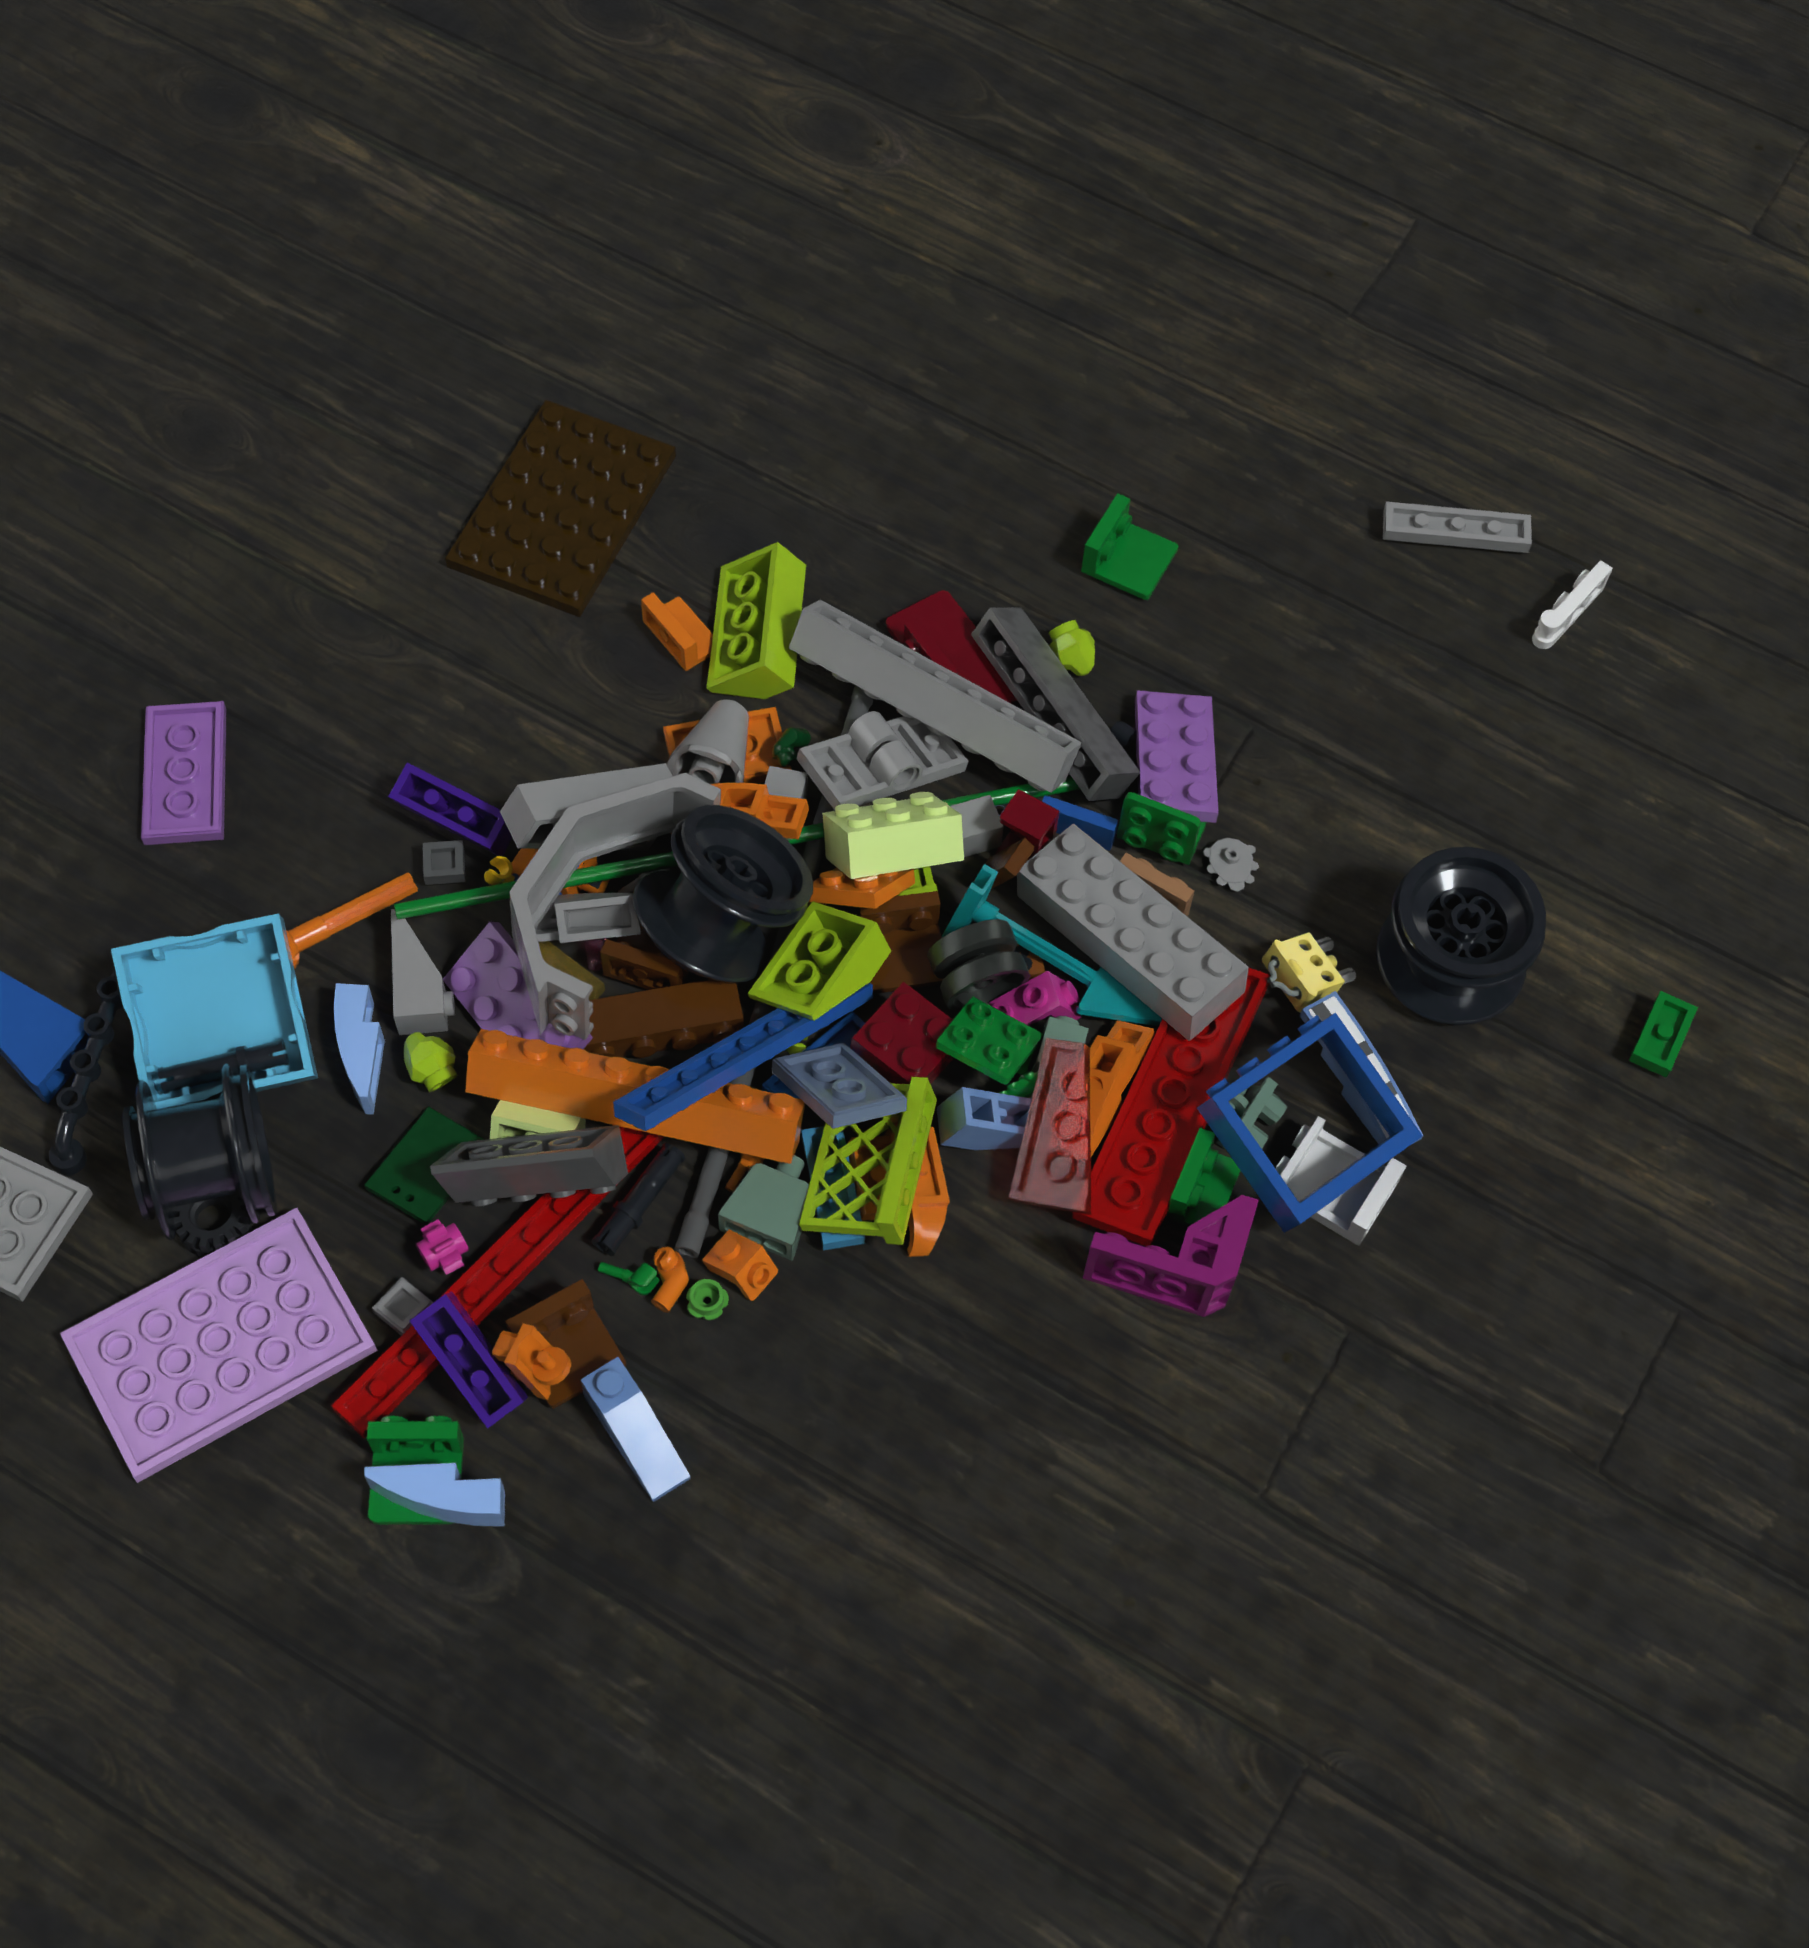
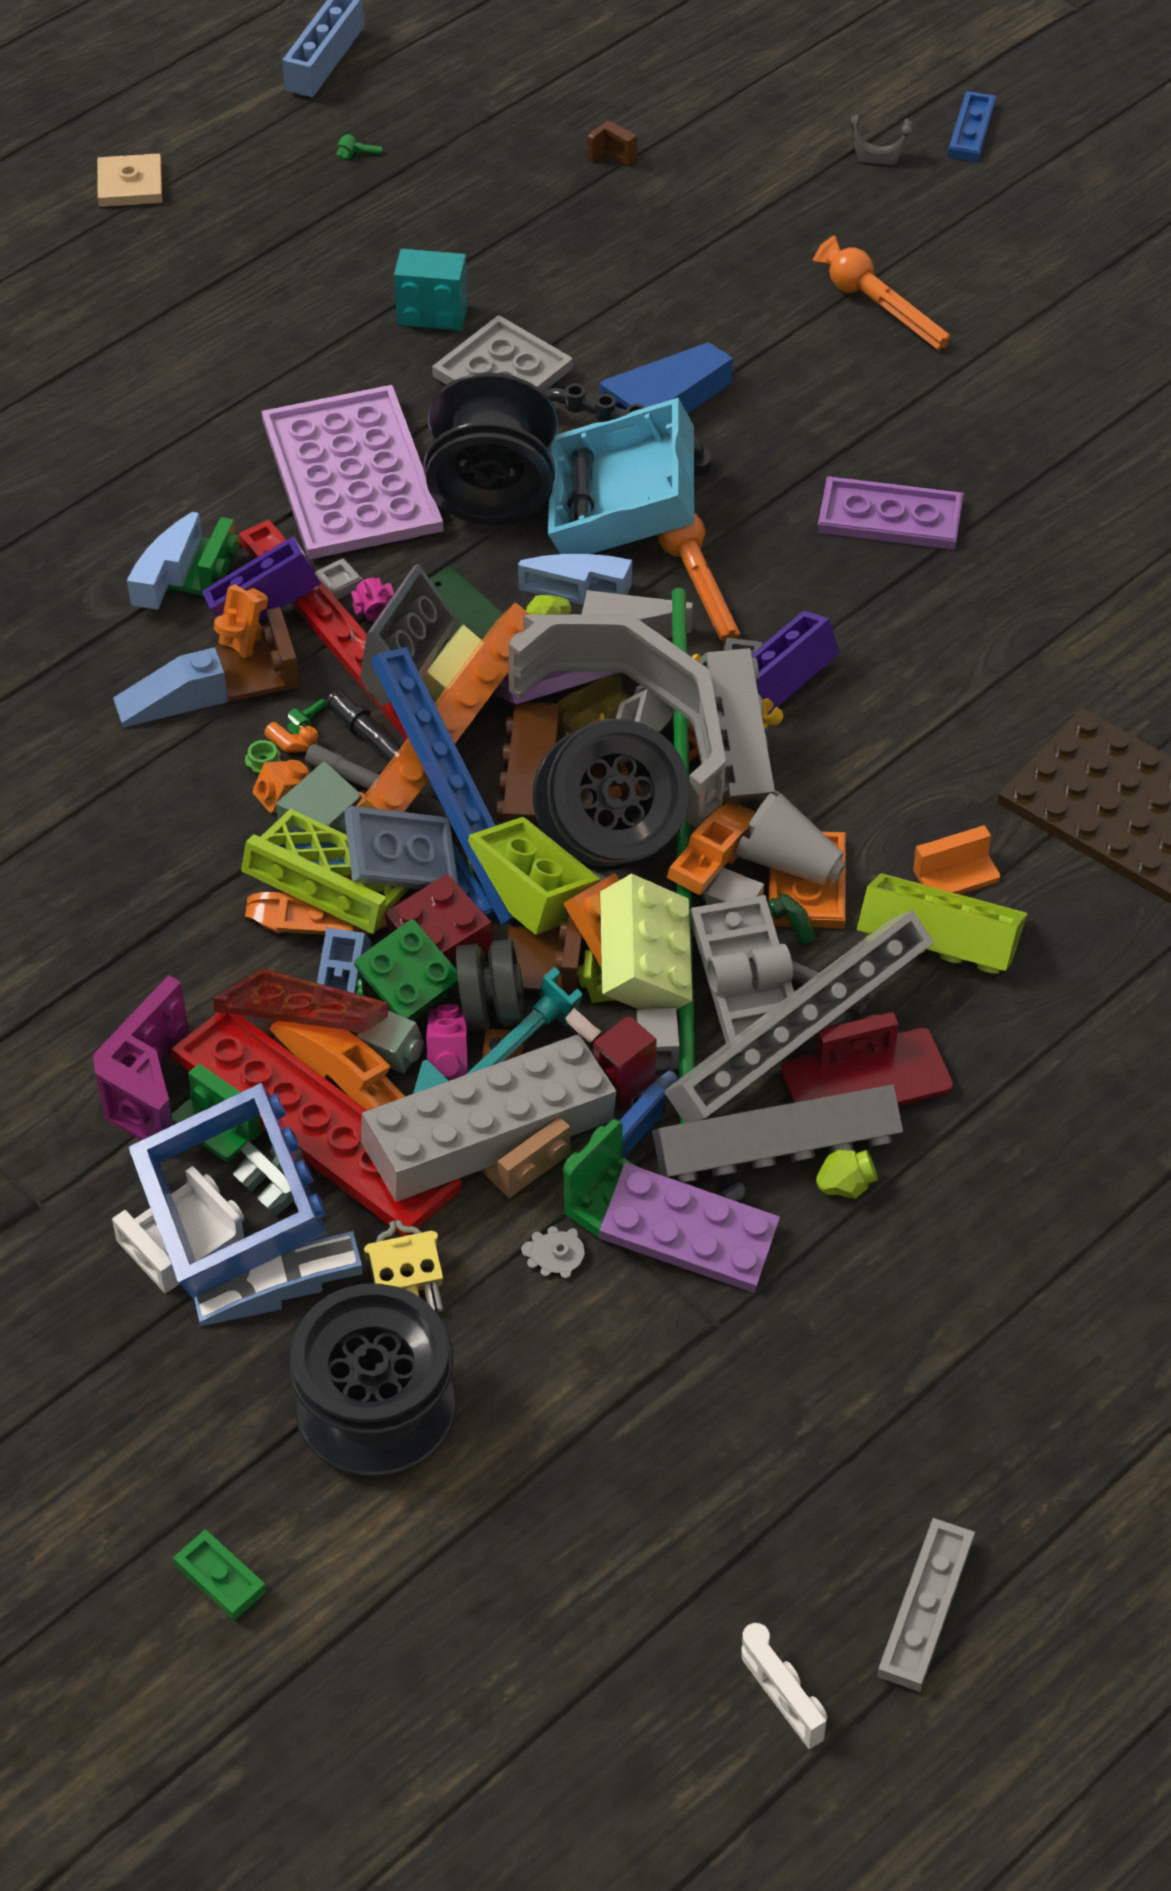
camera: 110 degrees right, 10 degrees down
(1126, 553) = (964, 1256): green bracket -> none

